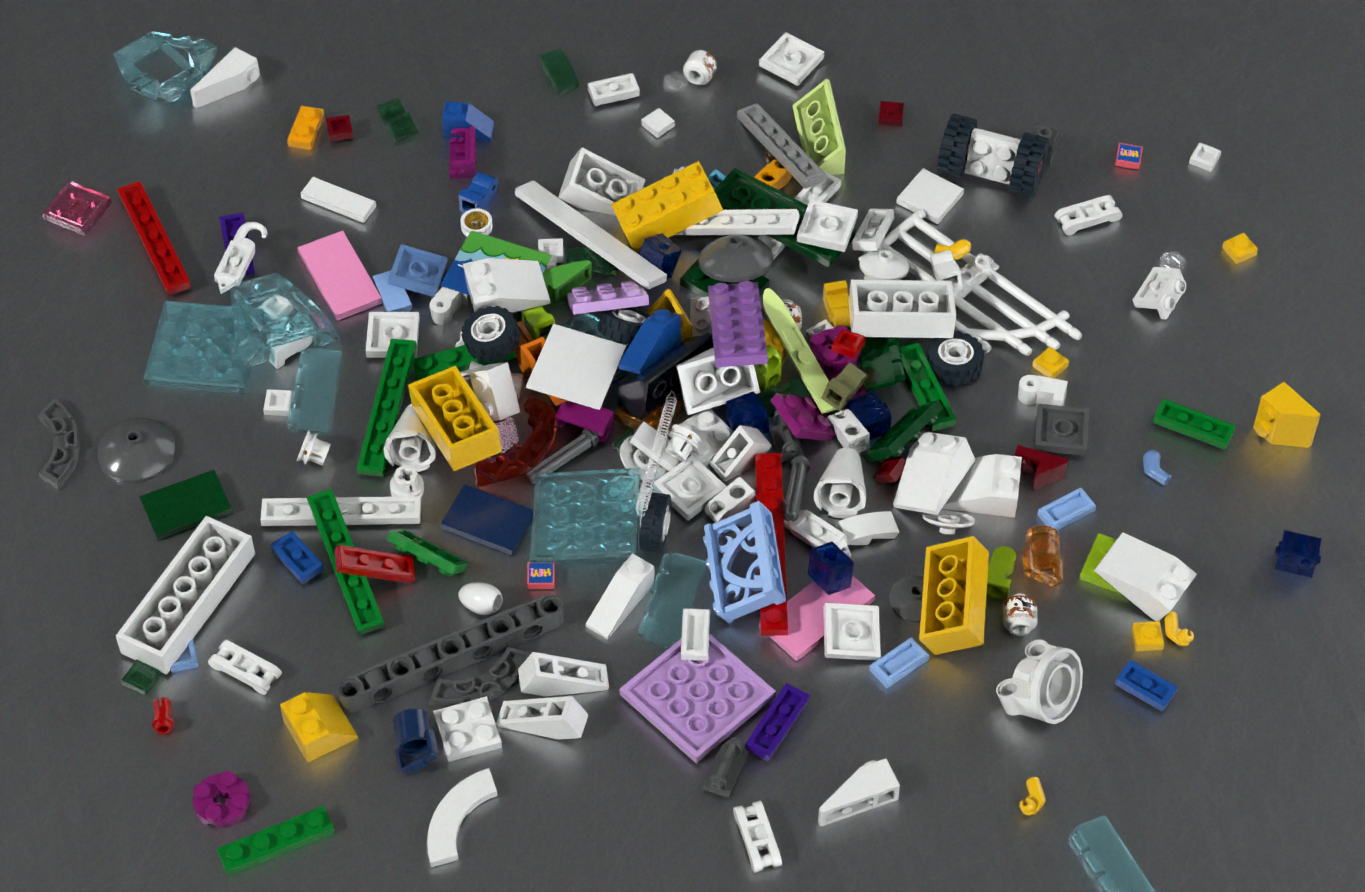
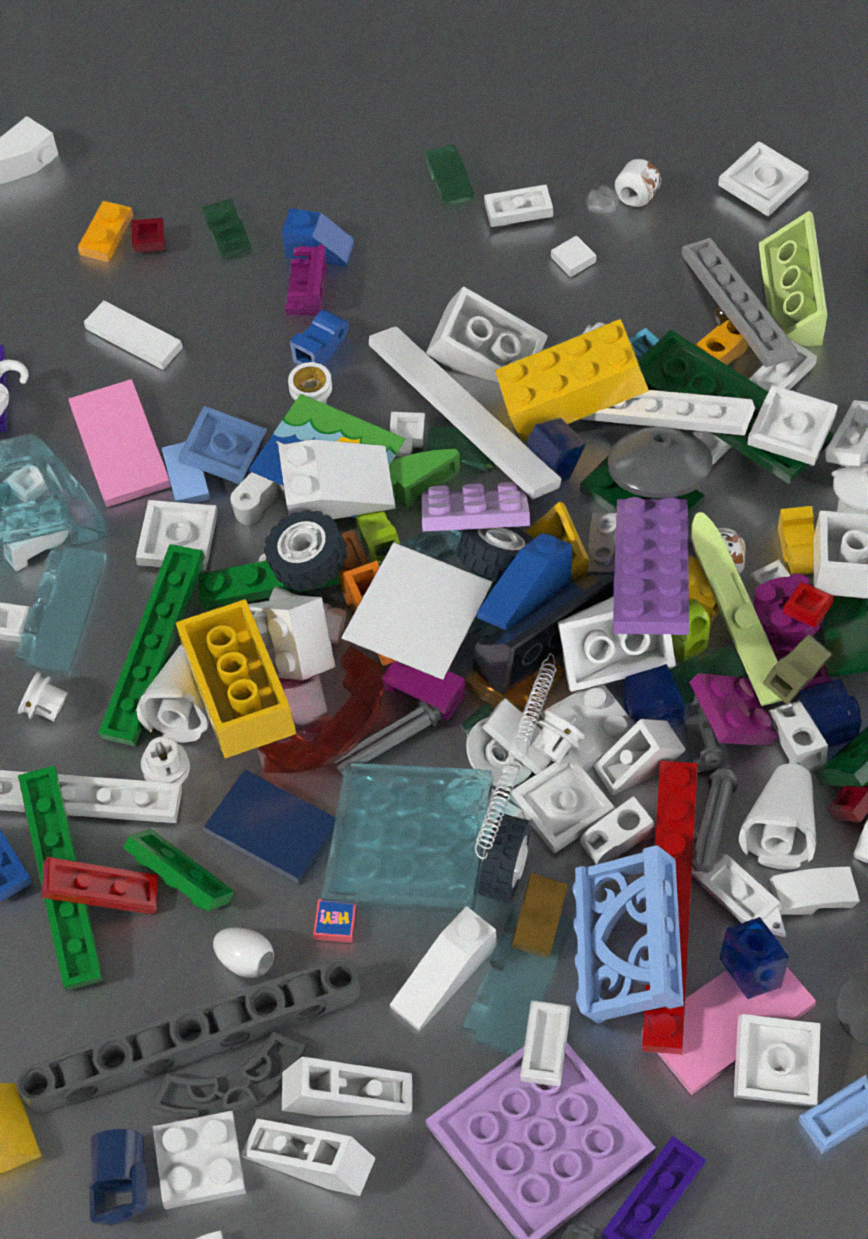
camera: 10 degrees right, 5 degrees up
(682, 558) = (539, 915): none -> pearl gold tile

